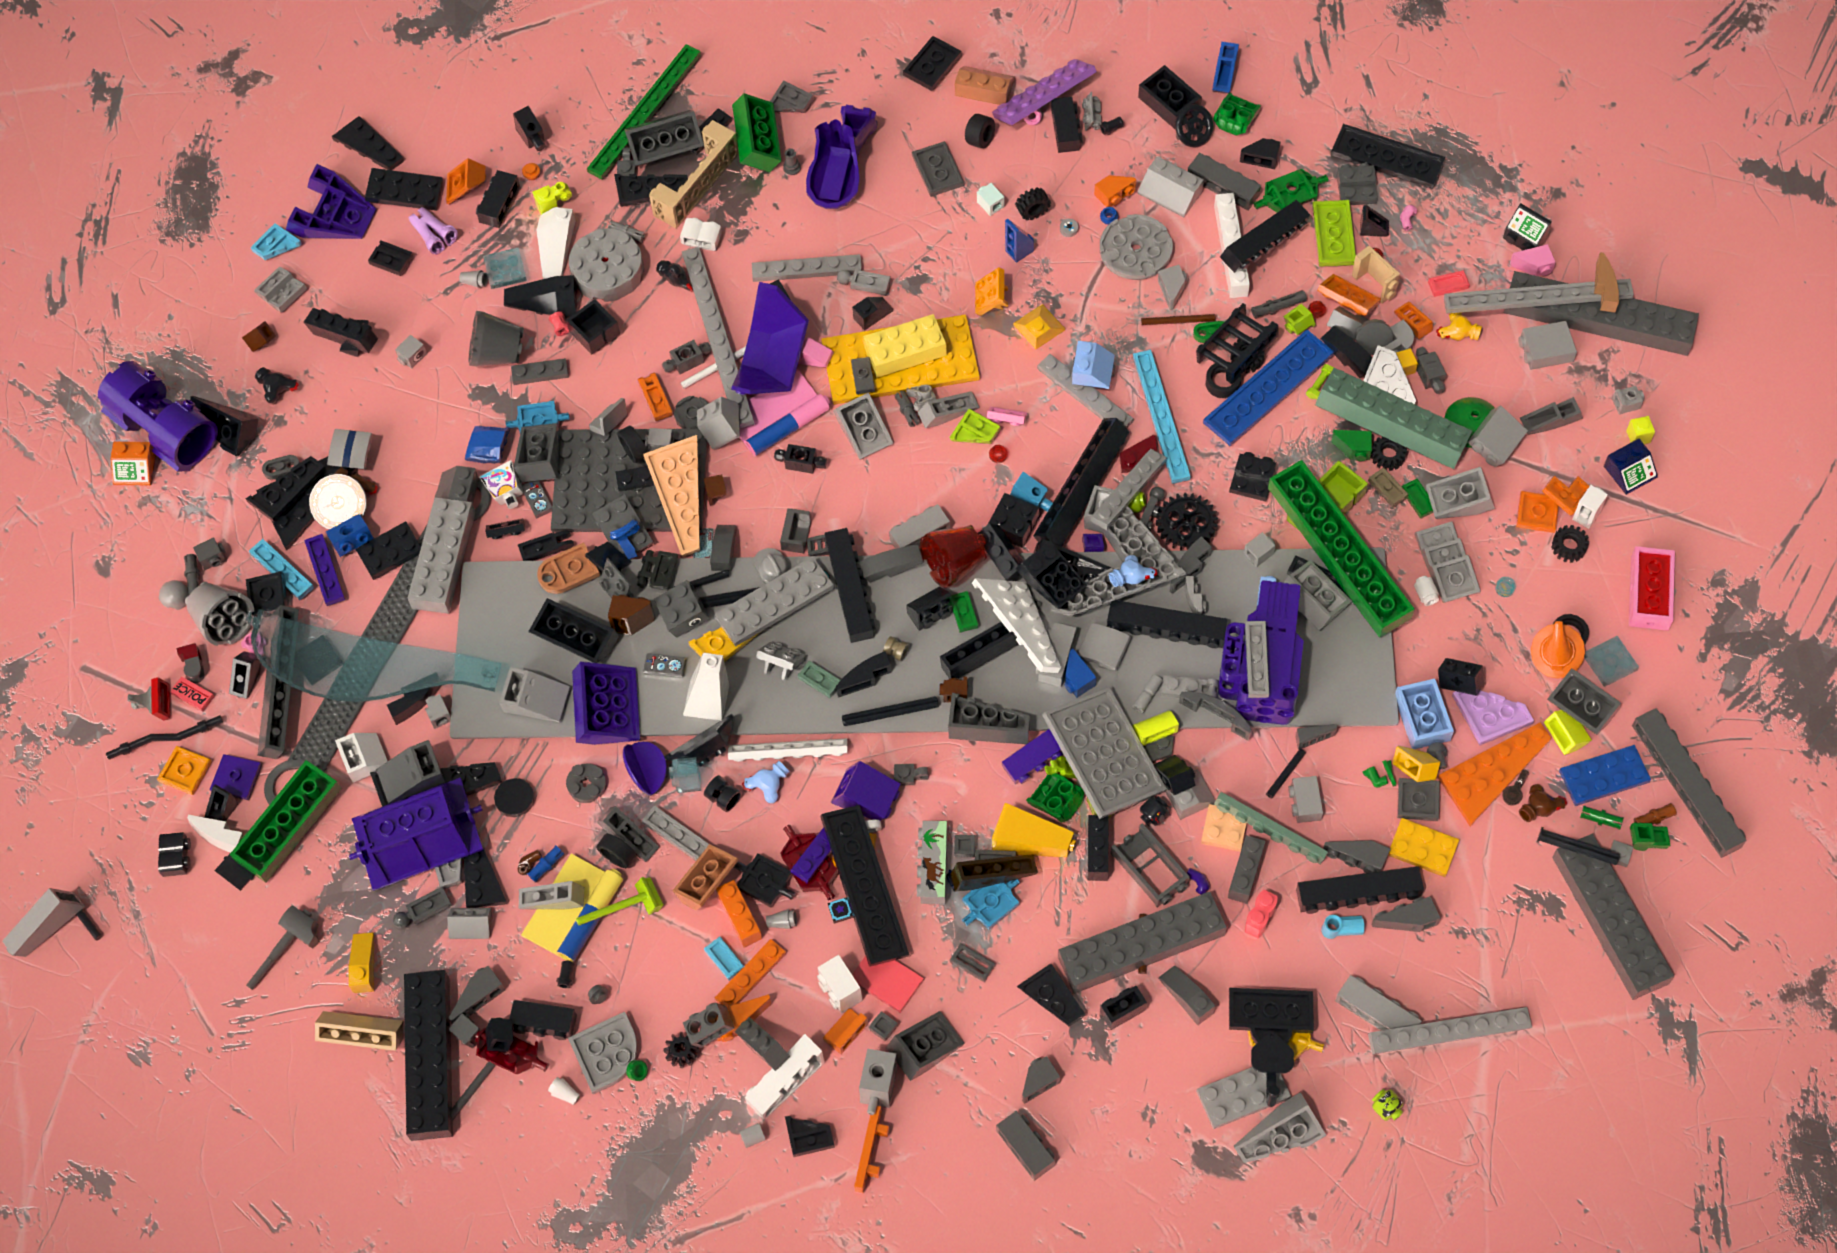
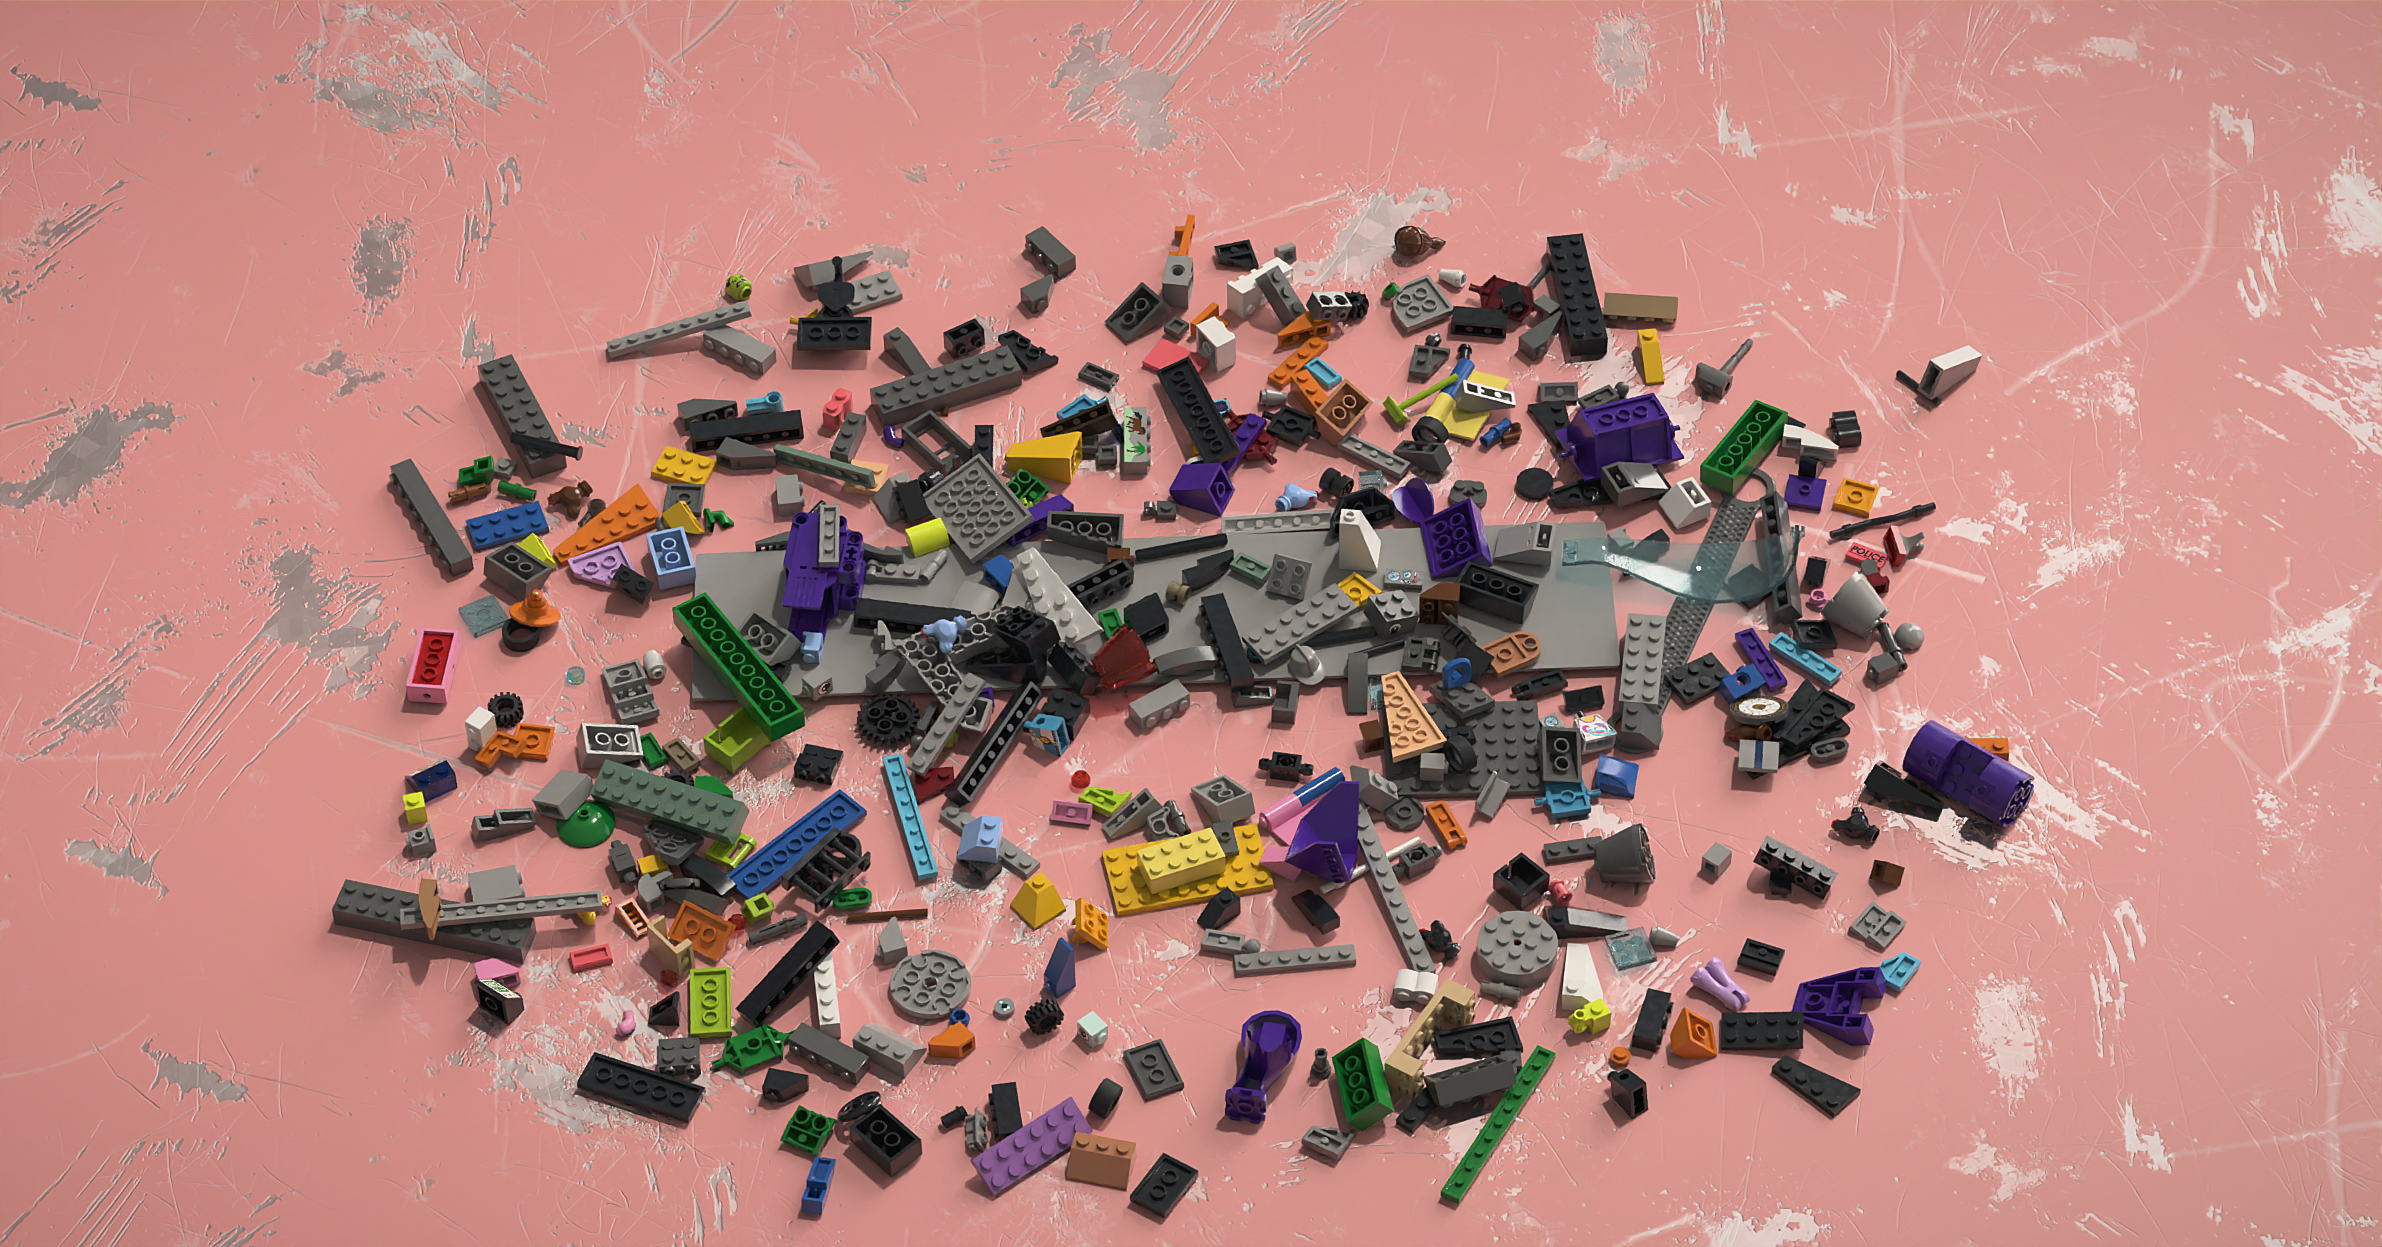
camera: 175 degrees right, 15 degrees down
(601, 1137) = (1415, 241): none -> reddish brown piece
(608, 968) = (1427, 360): none -> dark grey wing

